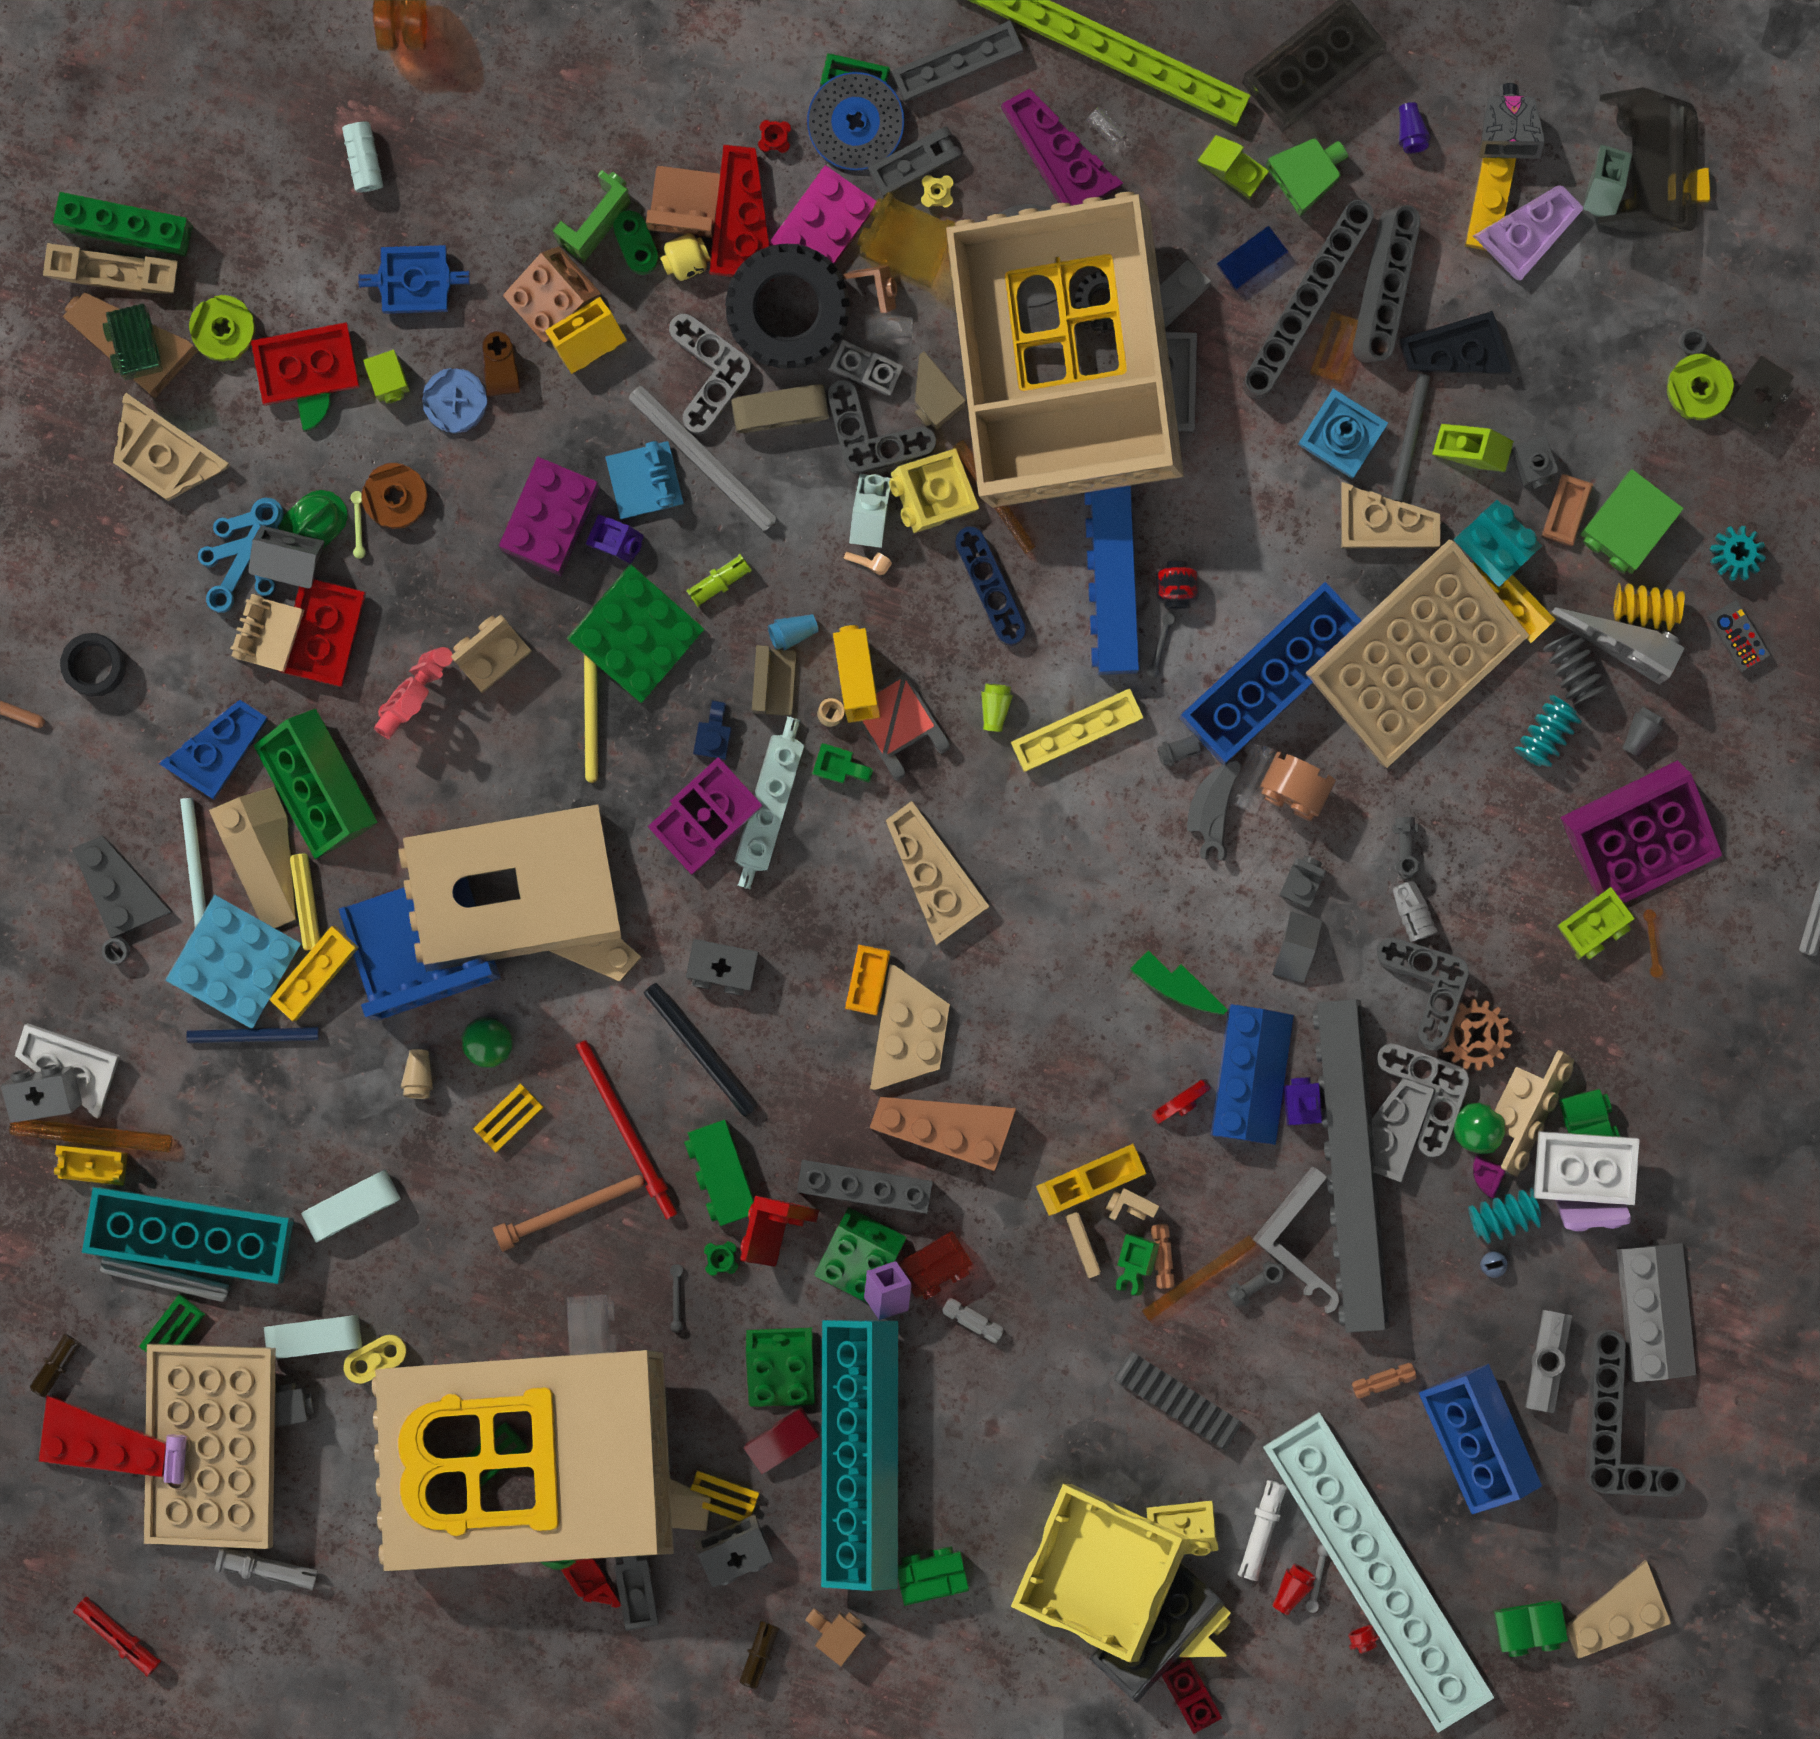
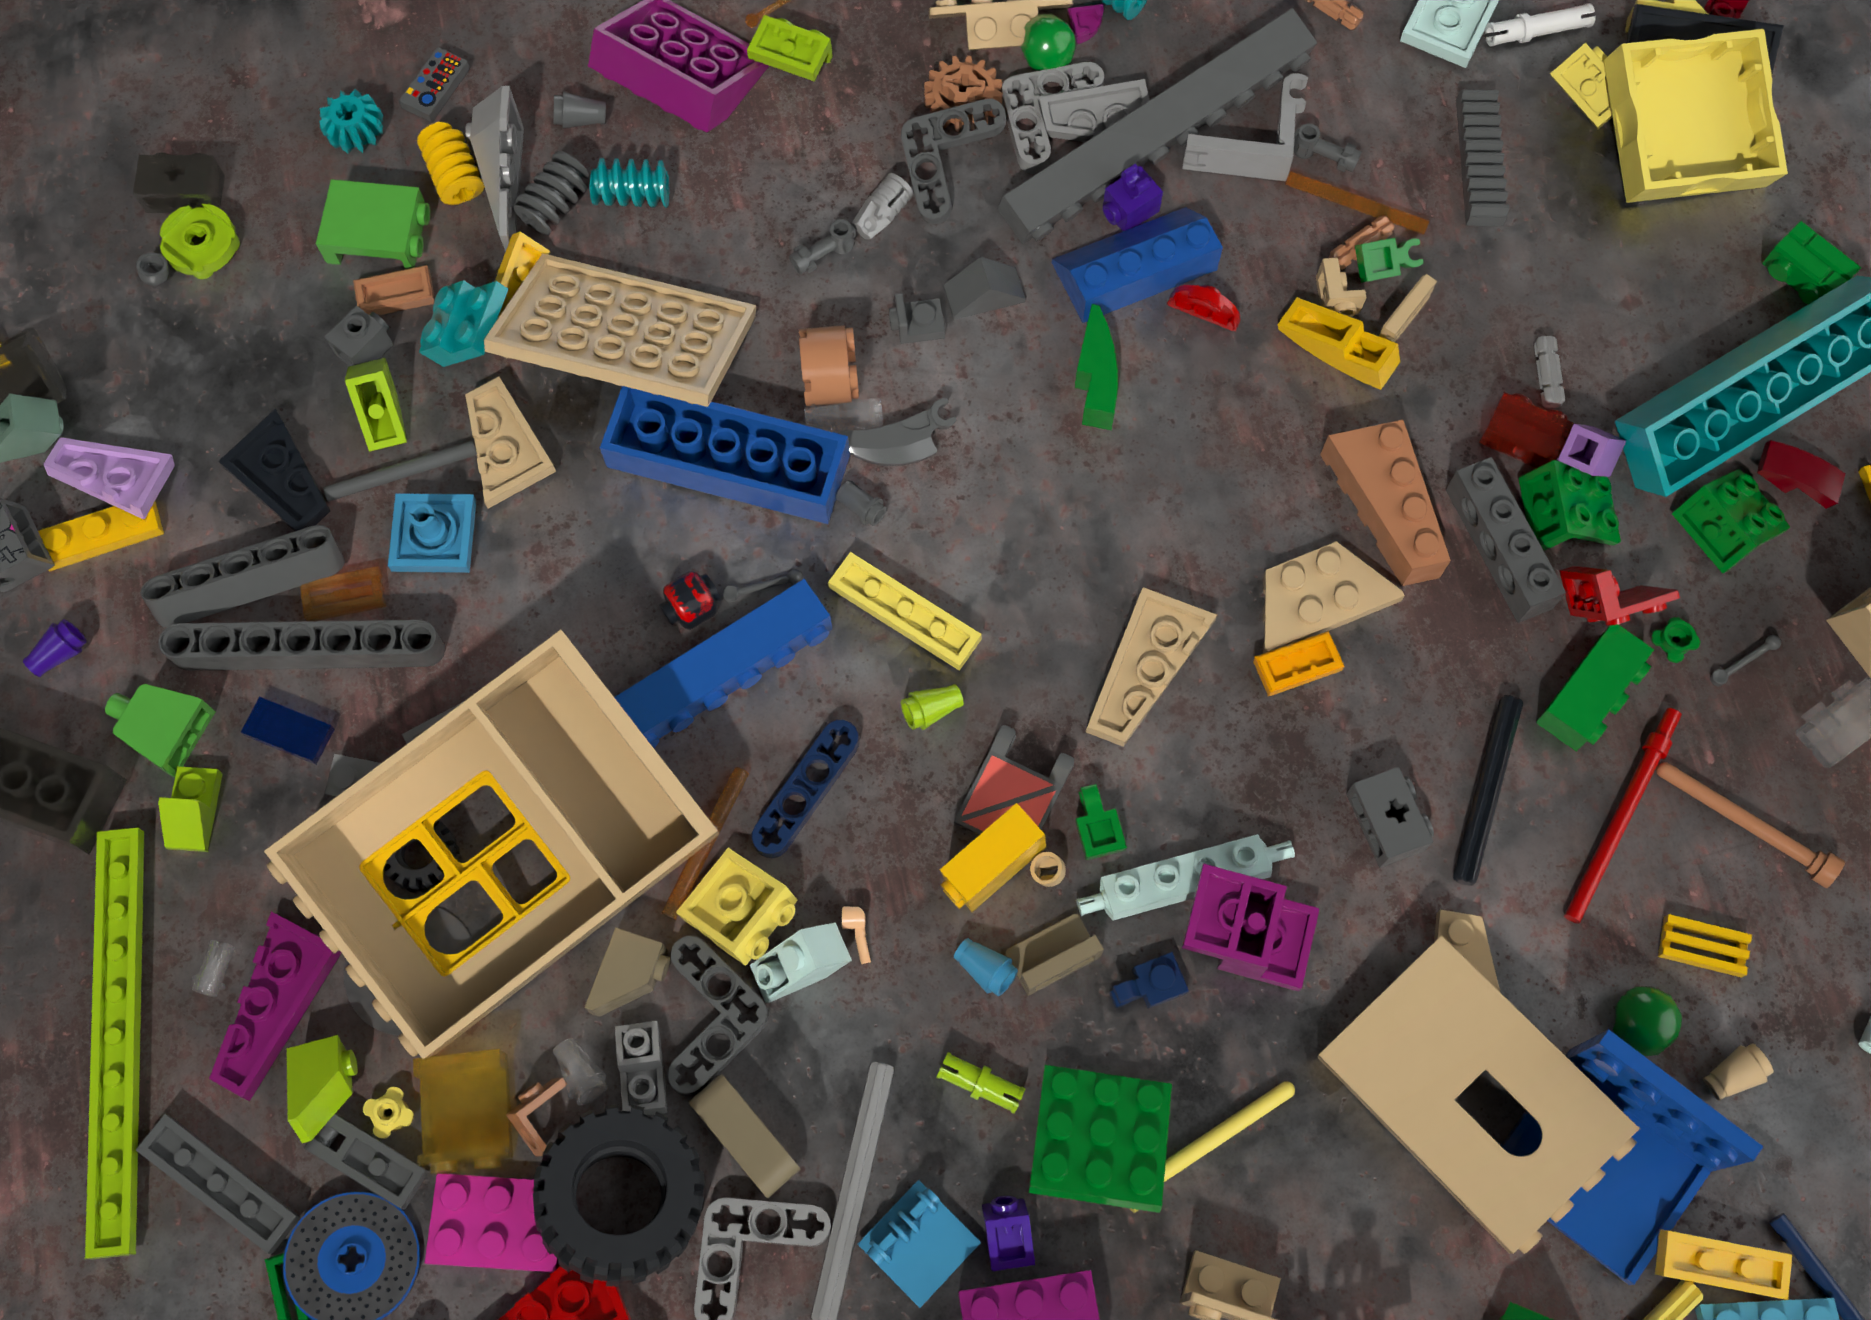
camera: 125 degrees left, 15 degrees down
(981, 155) = (317, 1084): none -> lime slope

